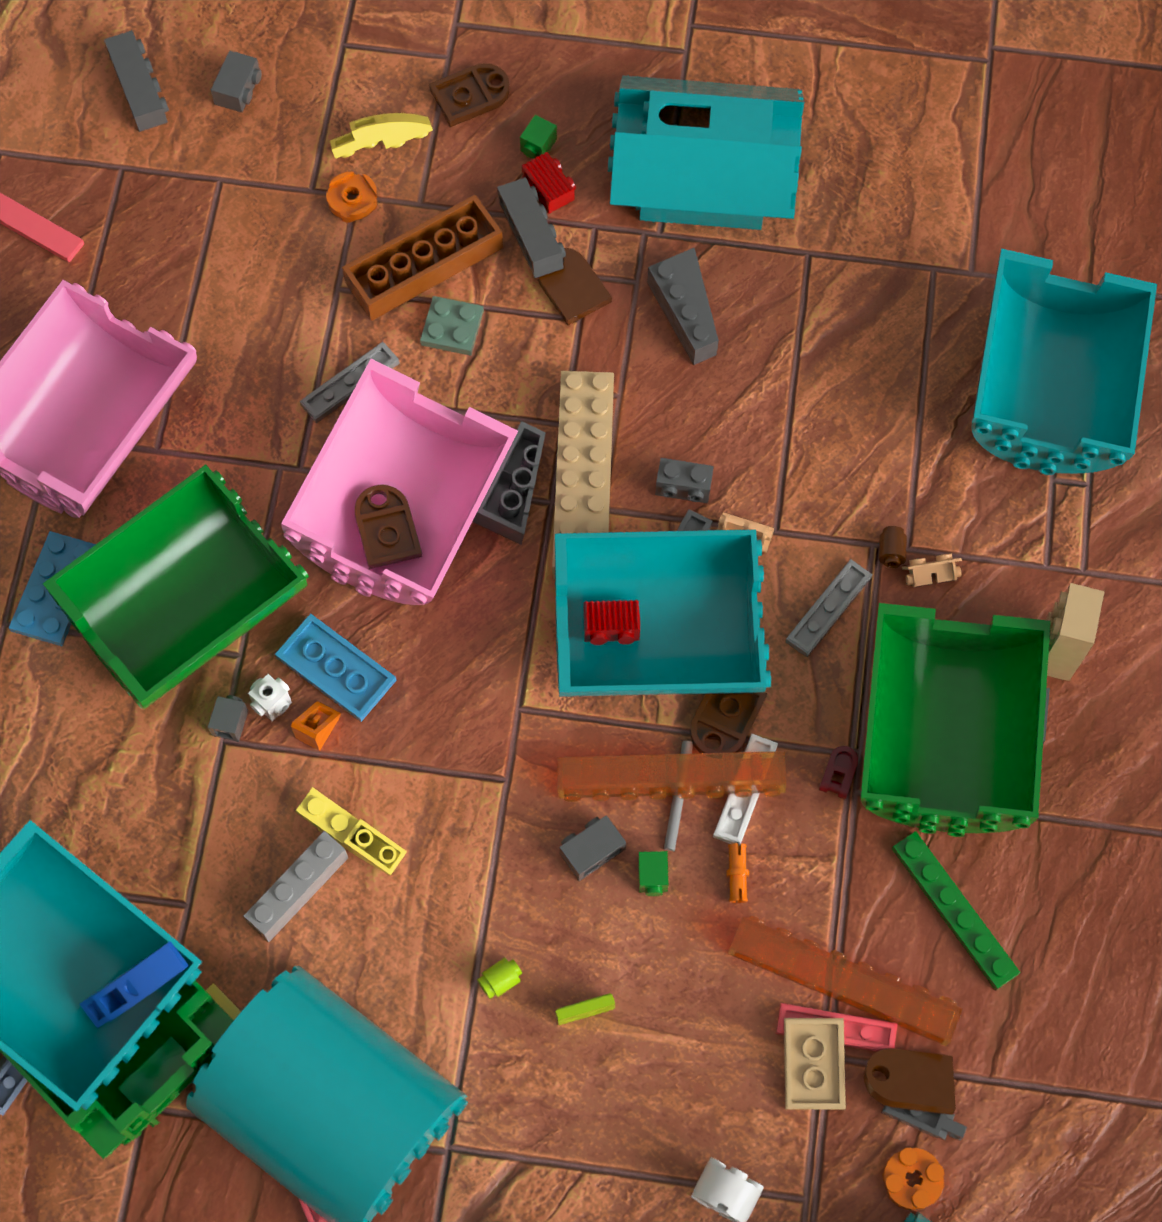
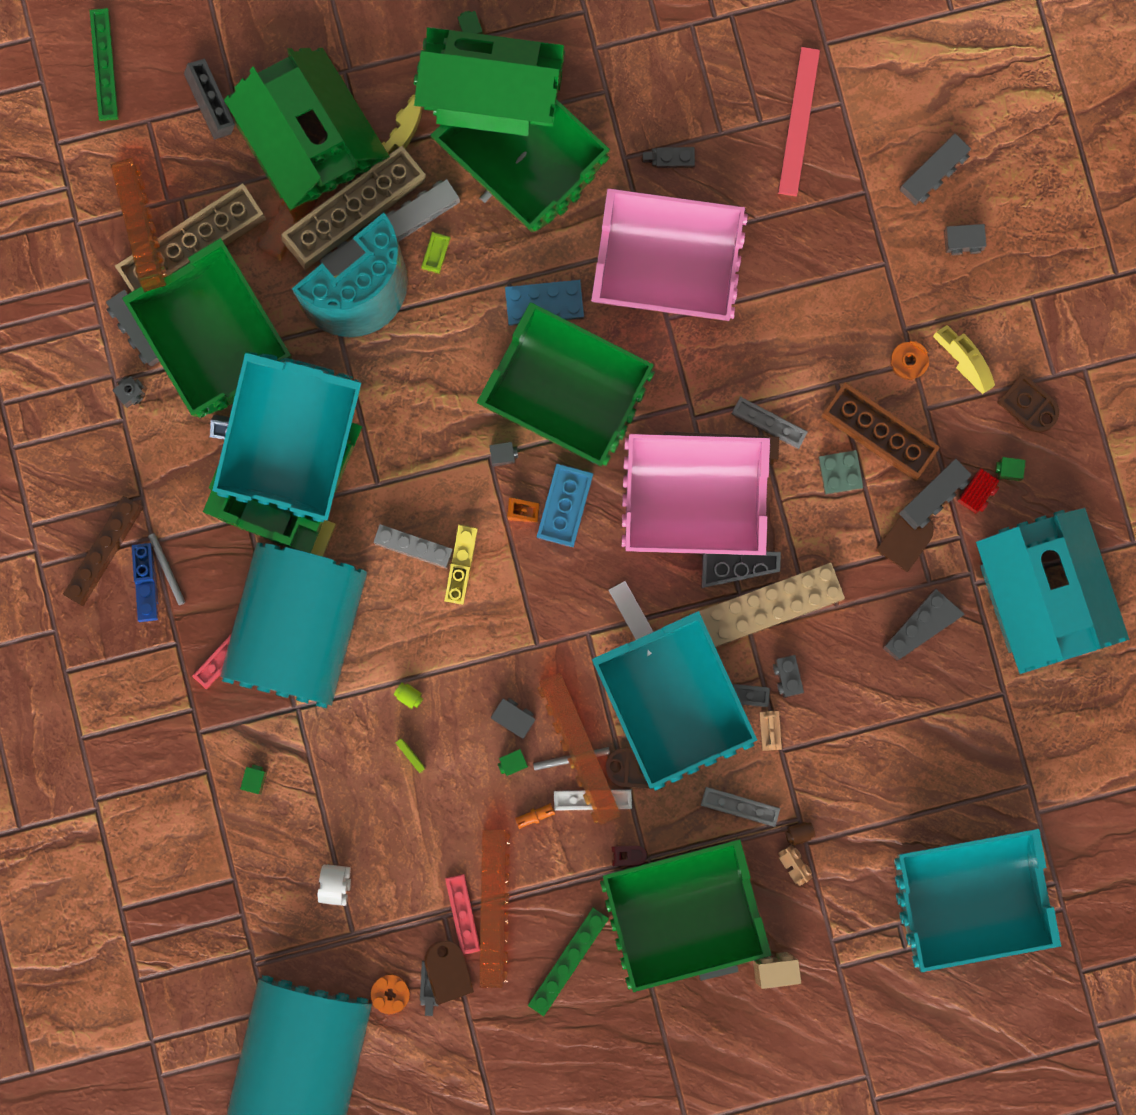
camera: 70 degrees right, 15 degrees up
(134, 985) = (298, 486): blue slope -> none
(267, 704) = (525, 481): white brick -> none
(386, 529) = (669, 497): reddish brown tile -> none
(514, 642) = (630, 611): none -> white tile
(611, 621) = (665, 669): red brick -> none
(814, 1063) = (434, 908): tan tile -> none

